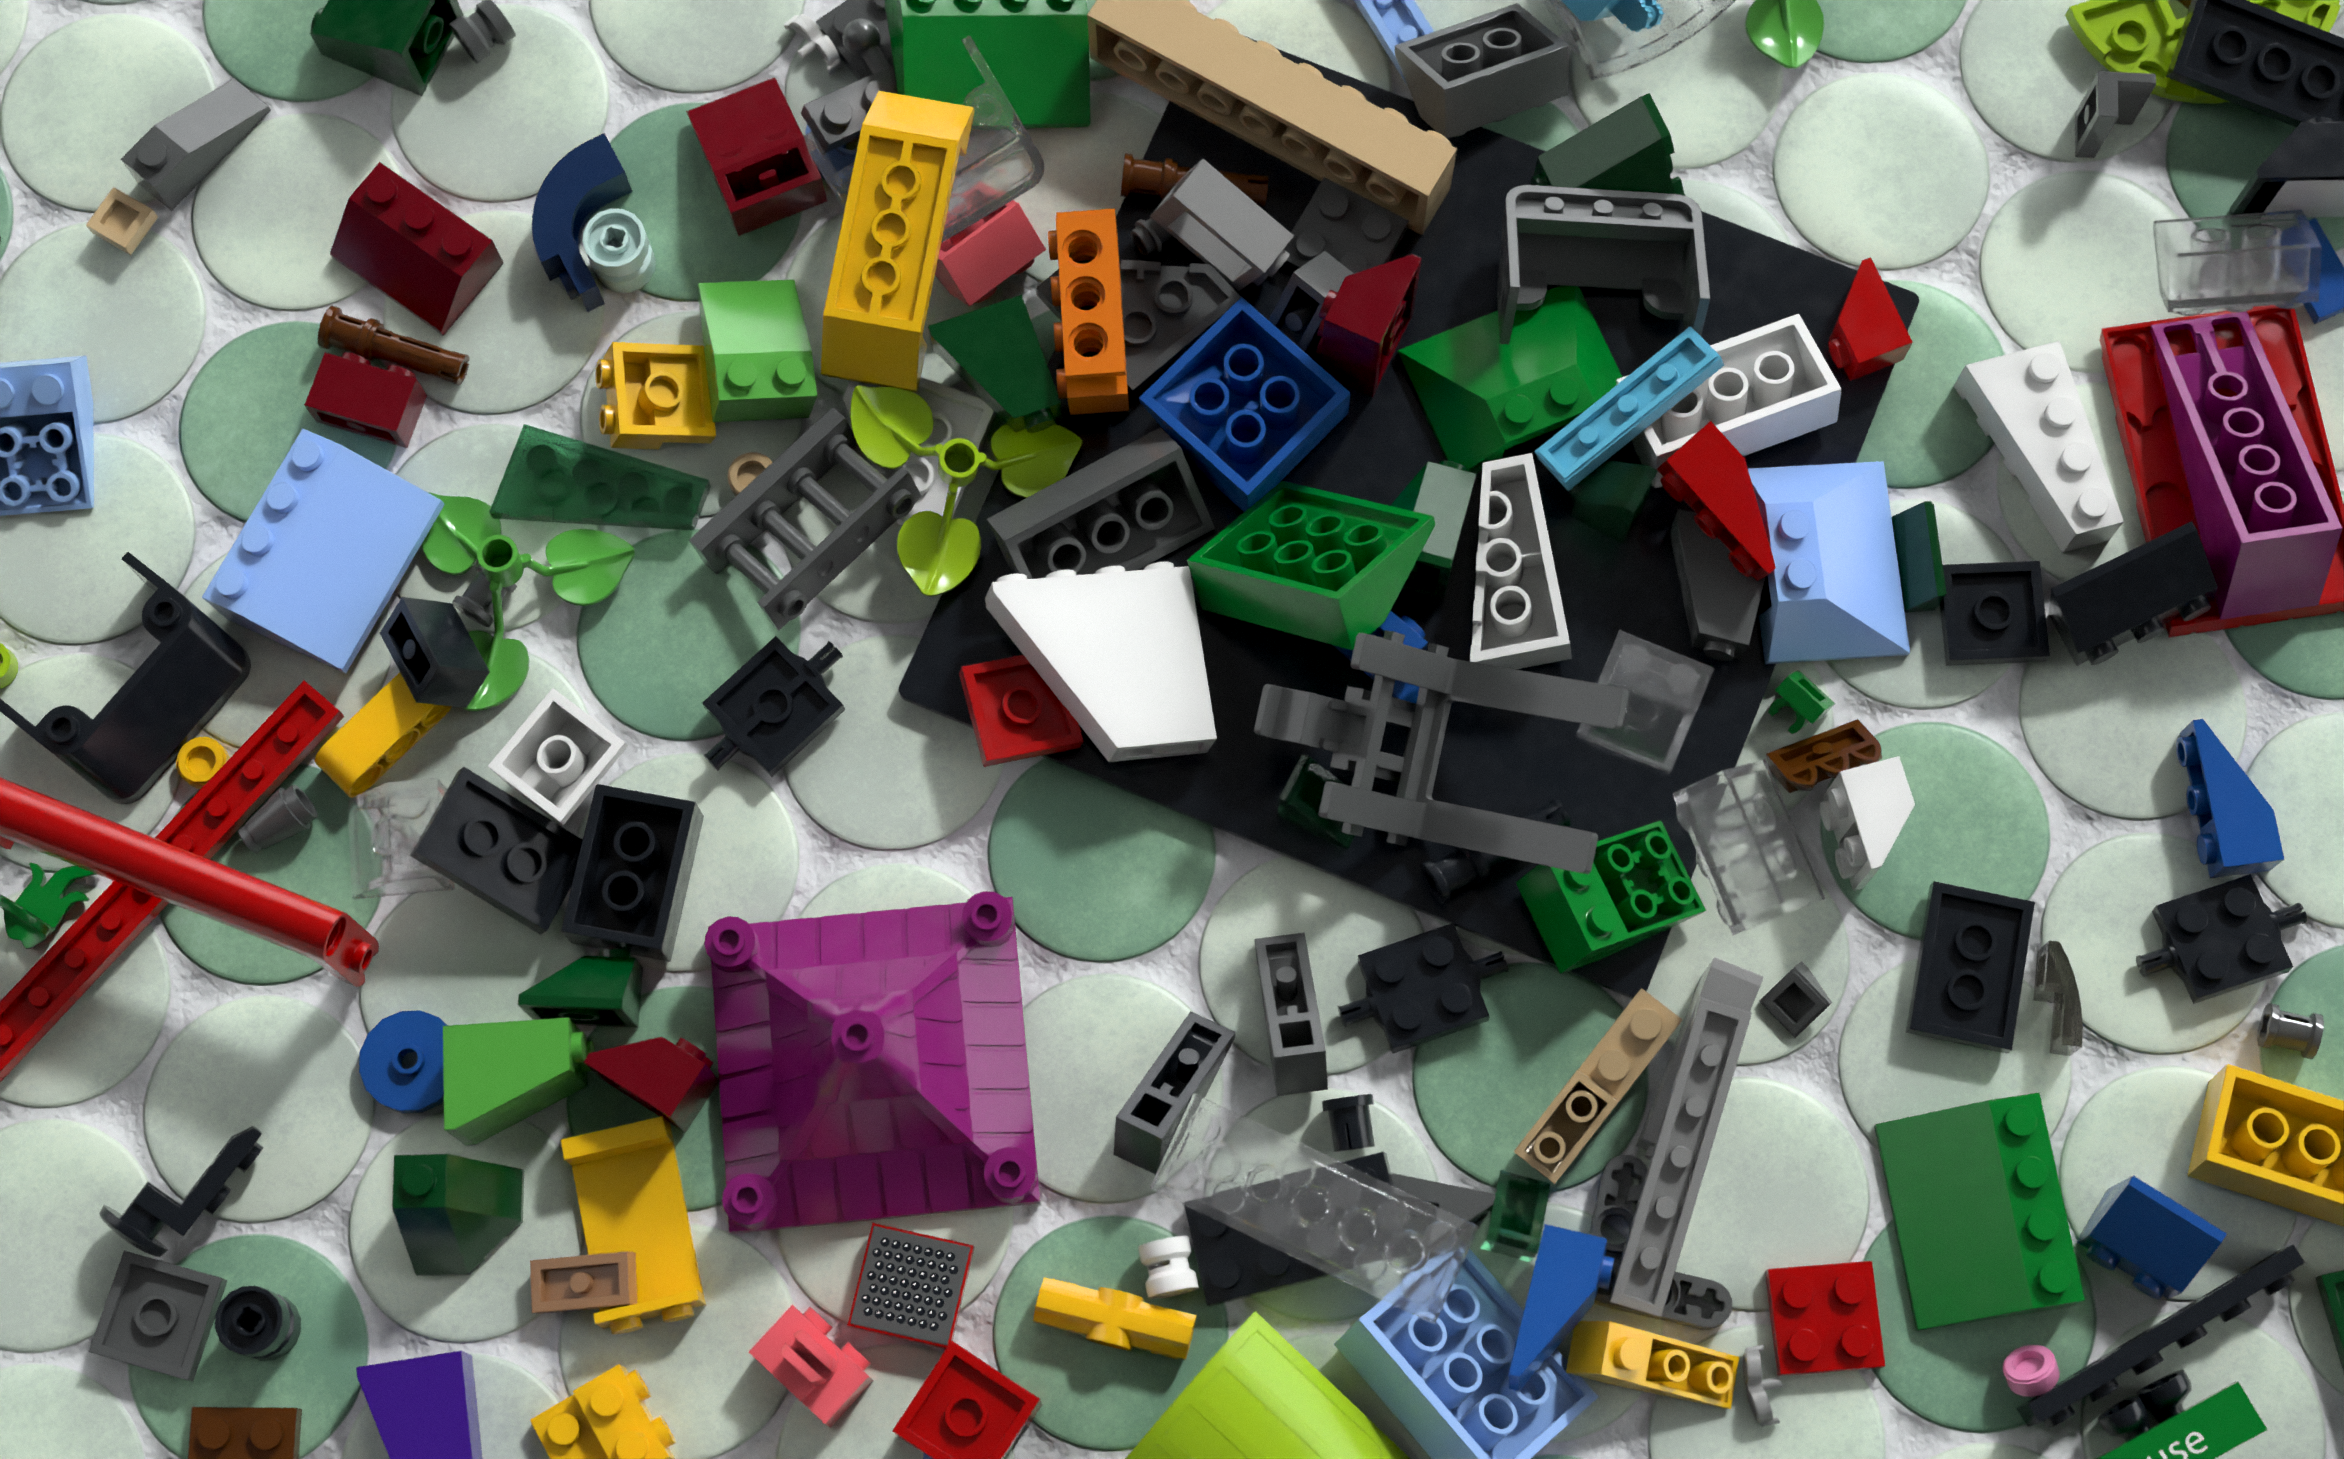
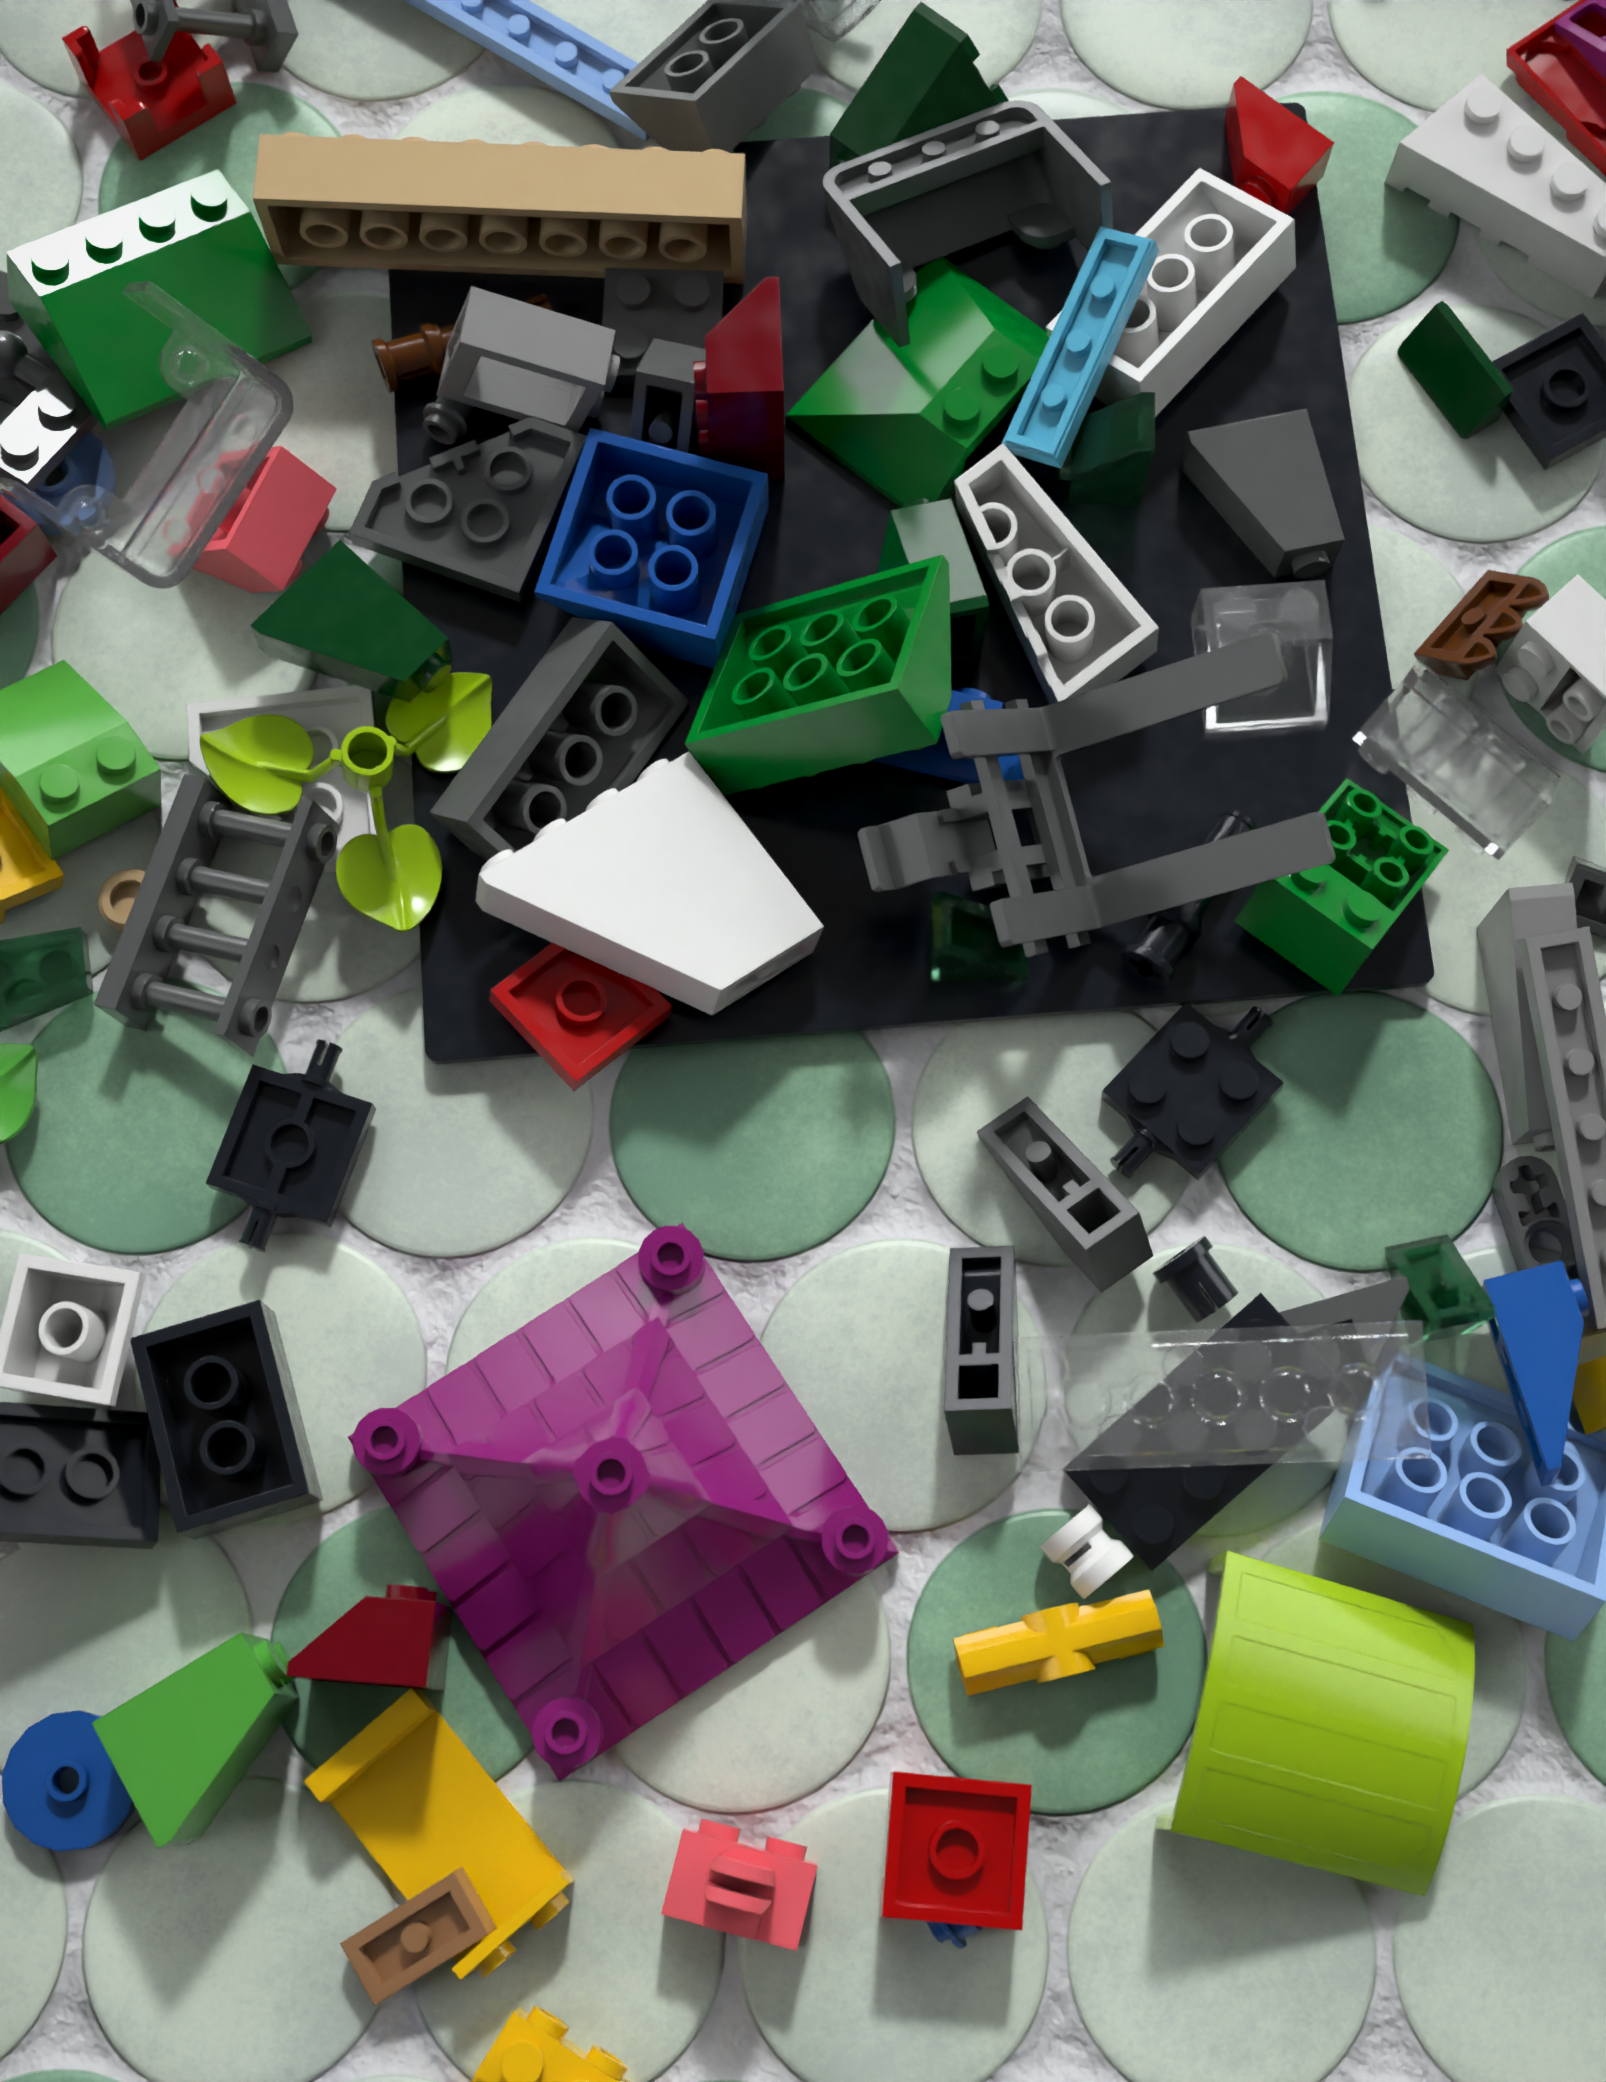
camera: 30 degrees left, 0 degrees up
(454, 1210) = (216, 1934): dark green slope -> none
(590, 991) = (246, 1586): dark green slope -> none
(892, 240) = (158, 554): yellow slope -> none
(911, 1286) = (805, 1731): tile -> none
(1097, 381) = (429, 524): orange brick -> none
(1598, 1086) = (1442, 1098): tan slope -> none
(1719, 490) = (1233, 384): red slope -> none
(1804, 698) = (1420, 575): green tile -> none
(1834, 563) = (1369, 418): light blue slope -> none

